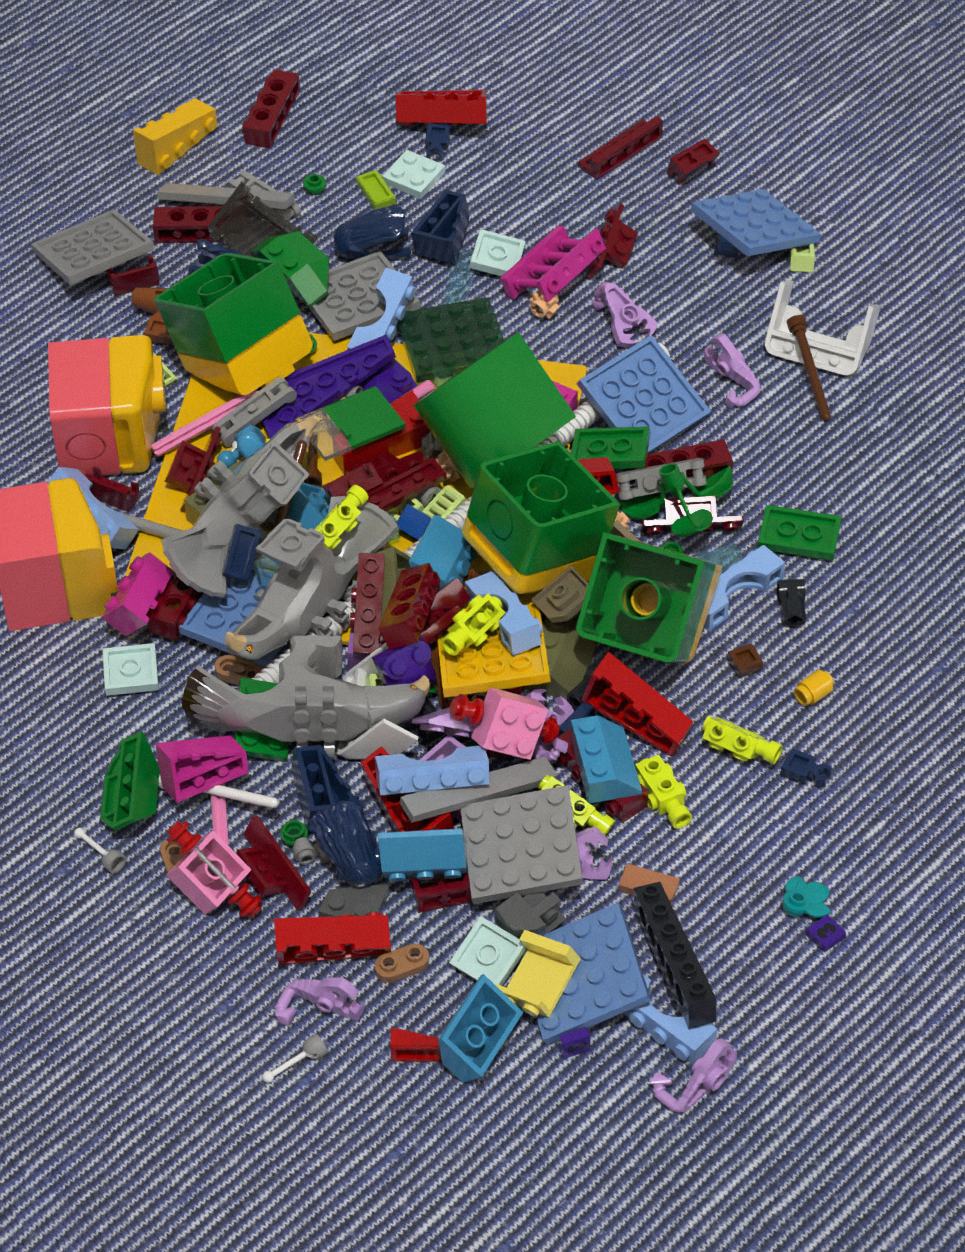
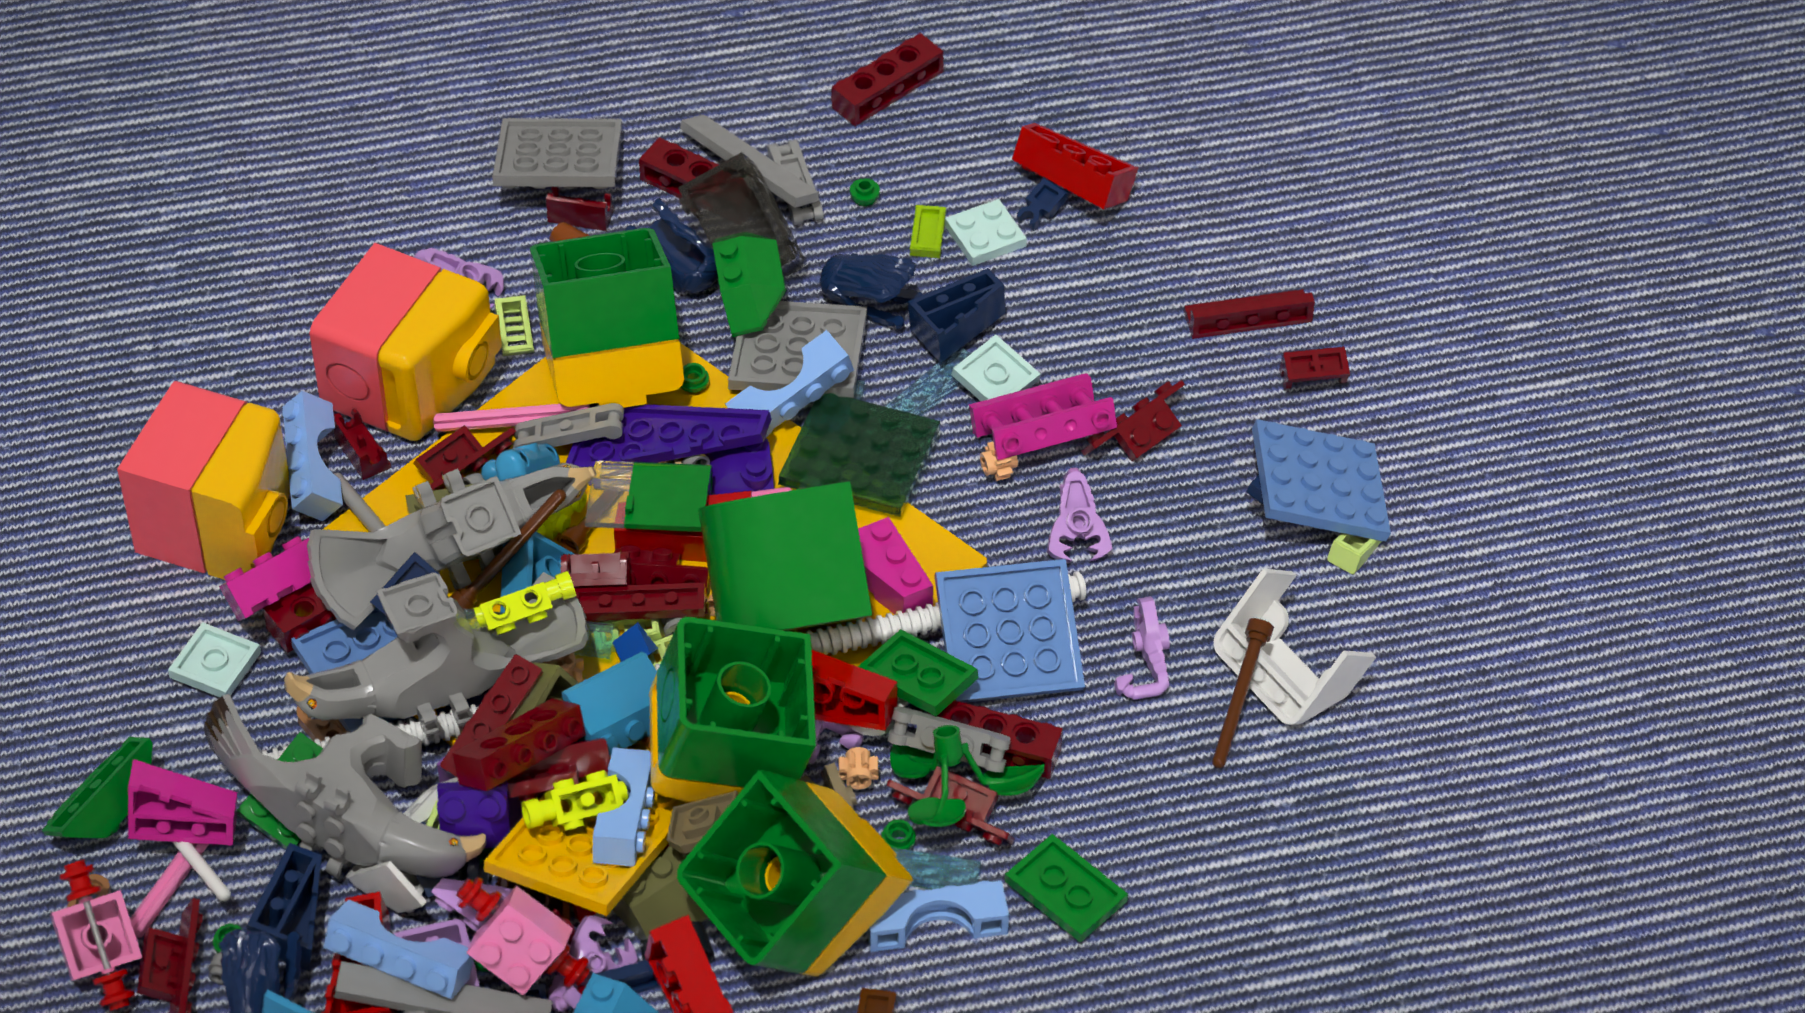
camera: 30 degrees right, 0 degrees up
(112, 859) = (26, 860): light grey hinge -> none
(173, 135) = (752, 61): yellow wedge -> none
(792, 598) = (991, 960): black piece -> none

